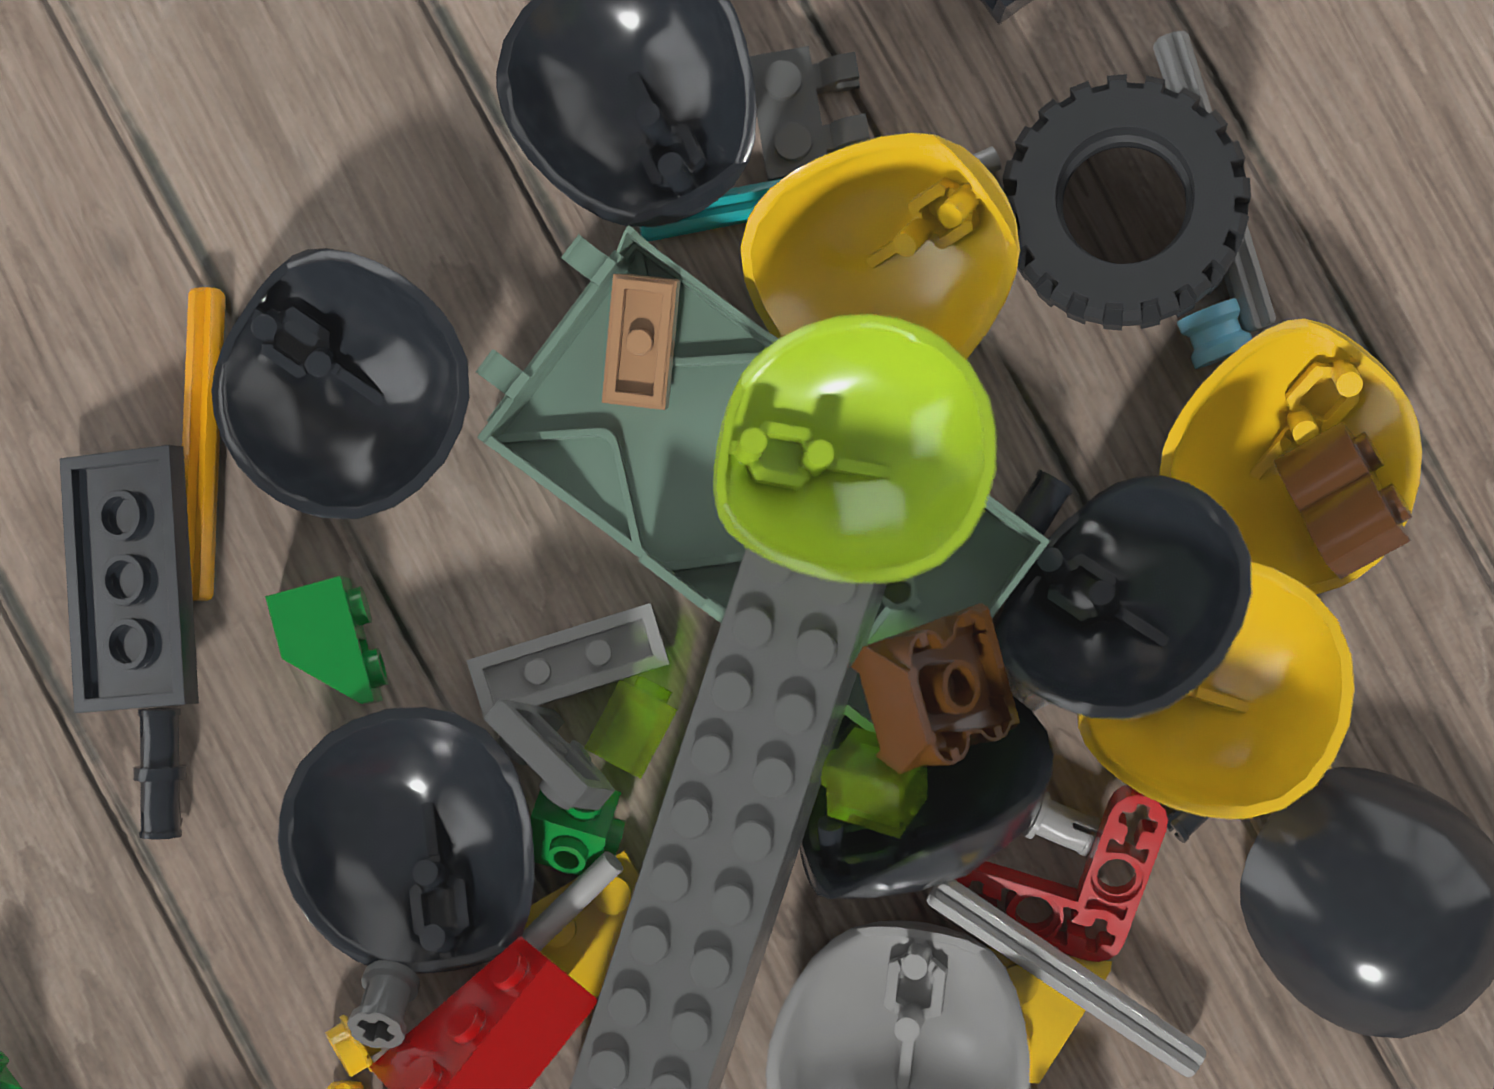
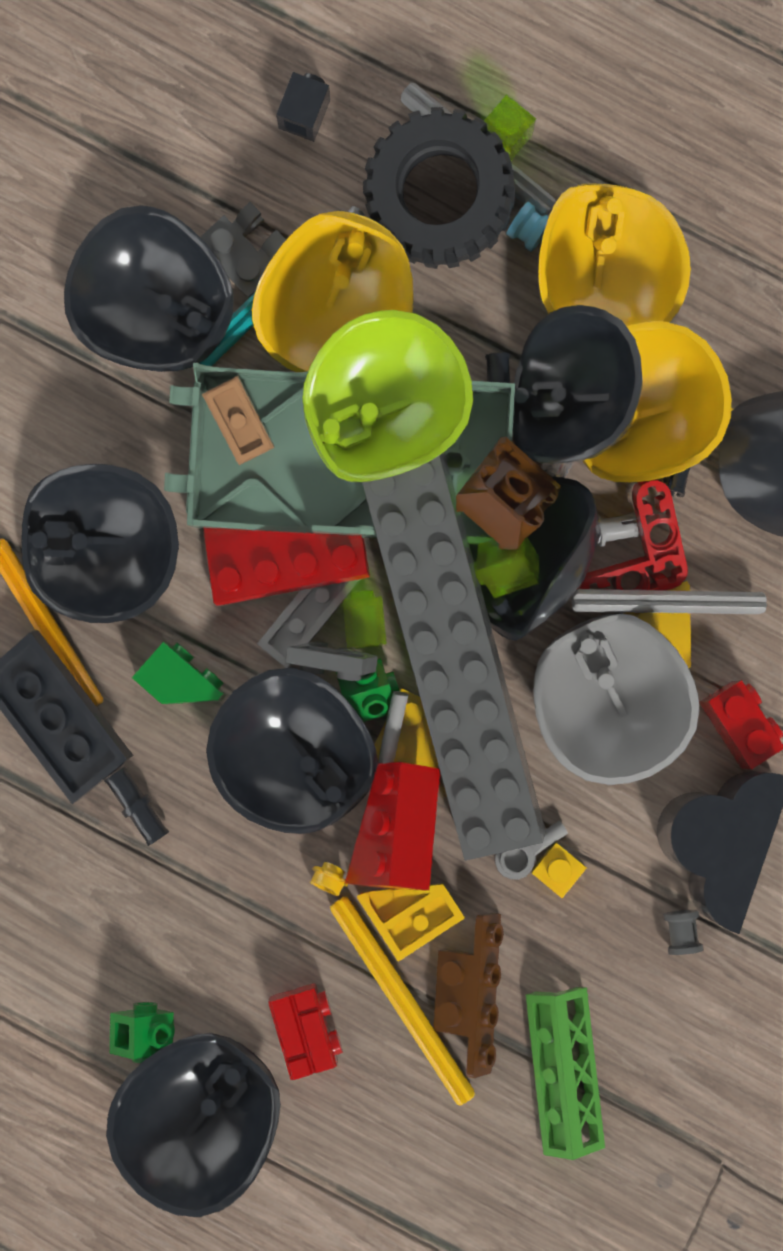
camera: 30 degrees left, 0 degrees up
(384, 1003) = (329, 840): dark grey bush -> none
(564, 566) = (272, 563): none -> red wing
(1279, 178) = (511, 124): none -> clear neon green brick
(1343, 499) = (649, 266): reddish brown brick -> none

